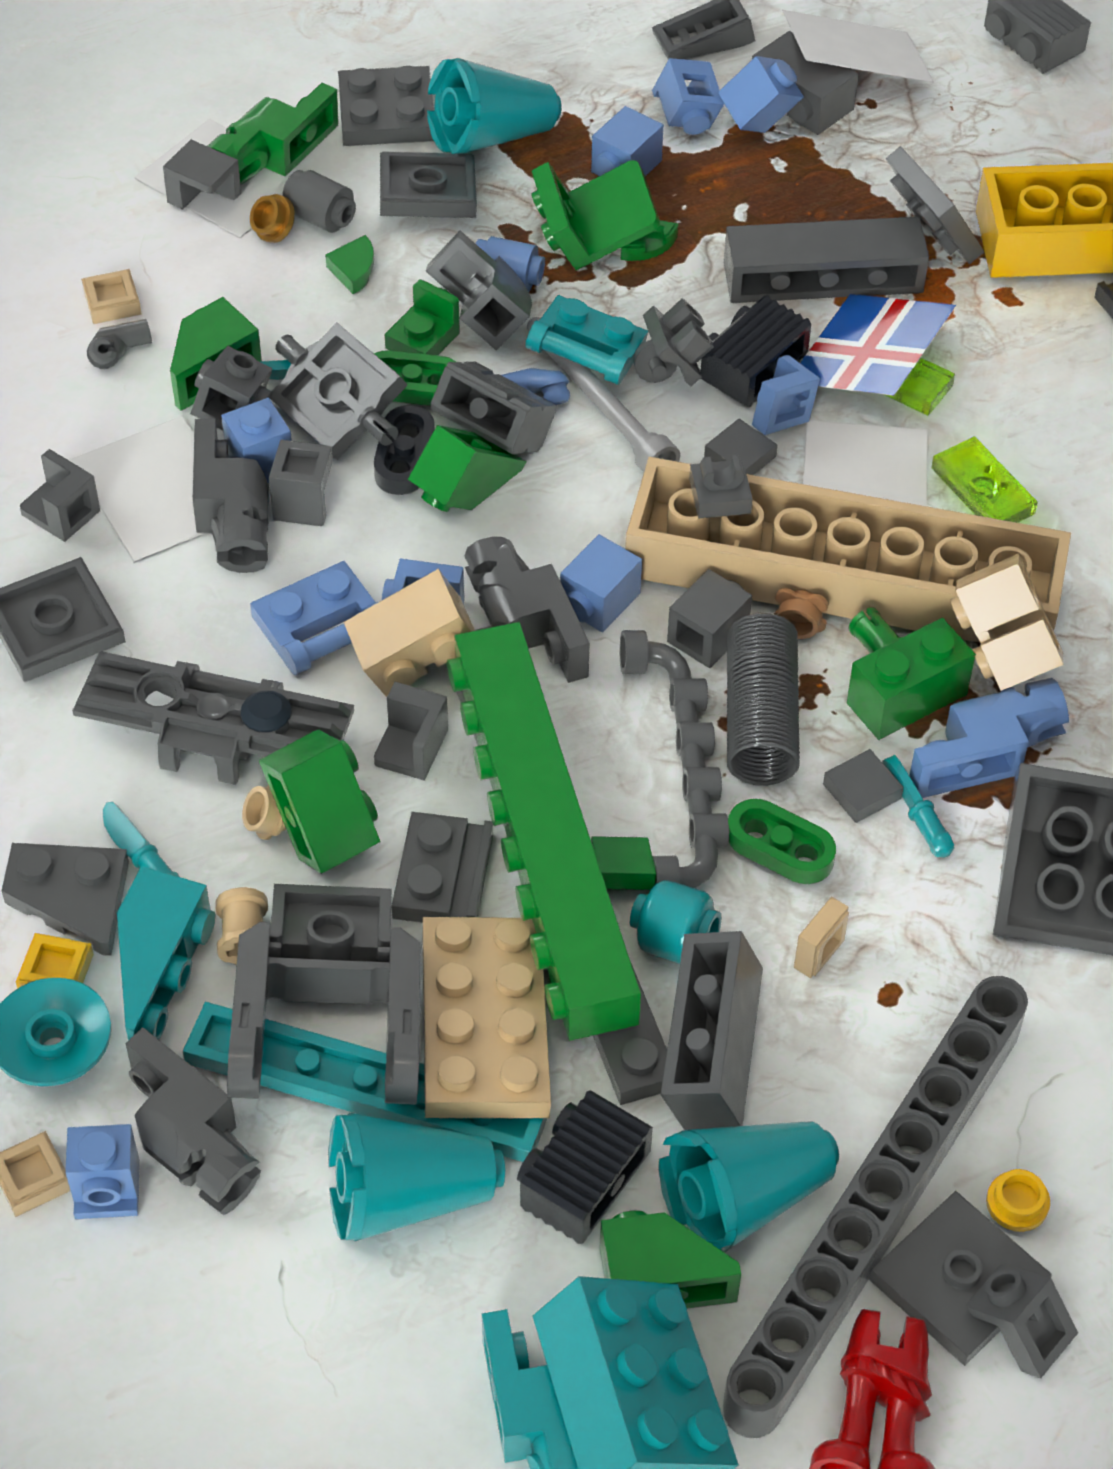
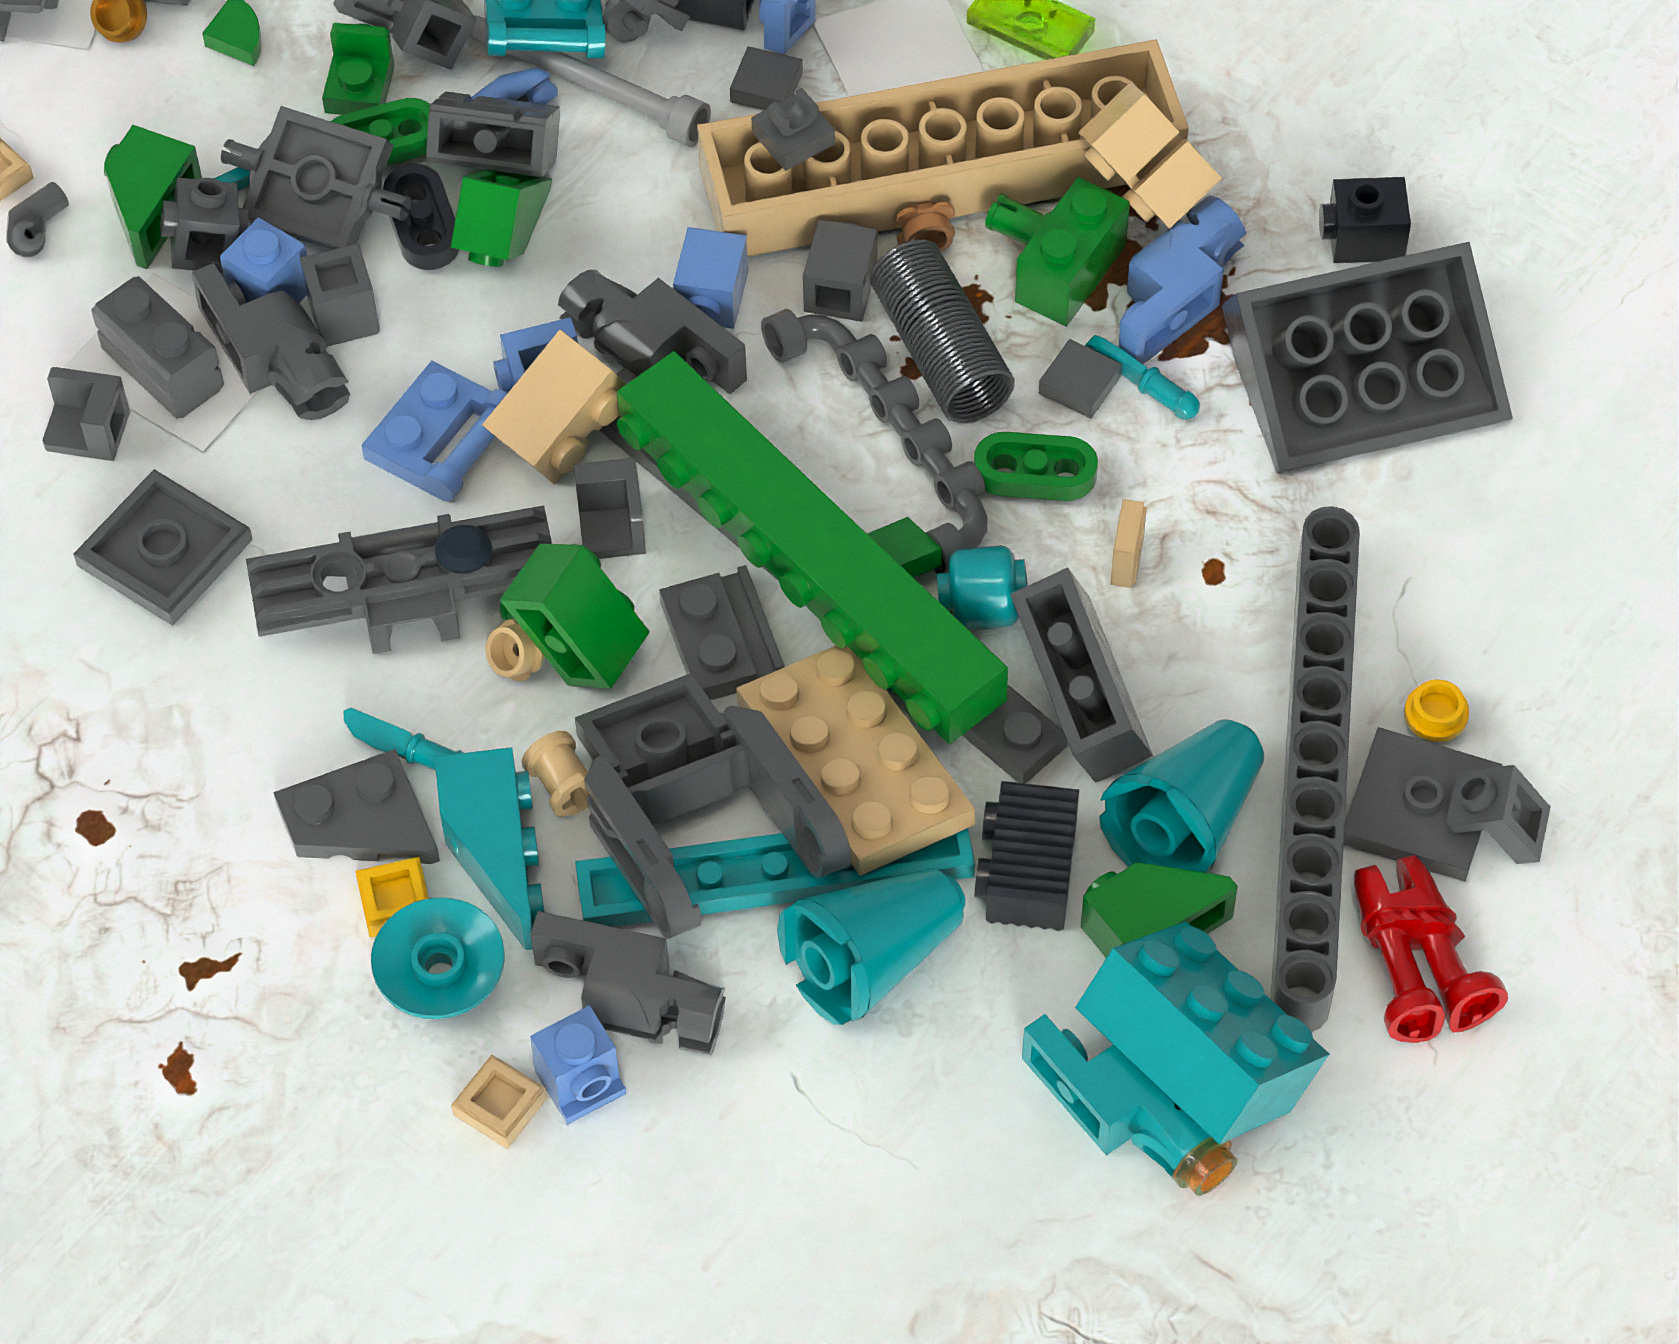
camera: 25 degrees left, 5 degrees up
(140, 467) = (157, 347): none -> dark grey brick

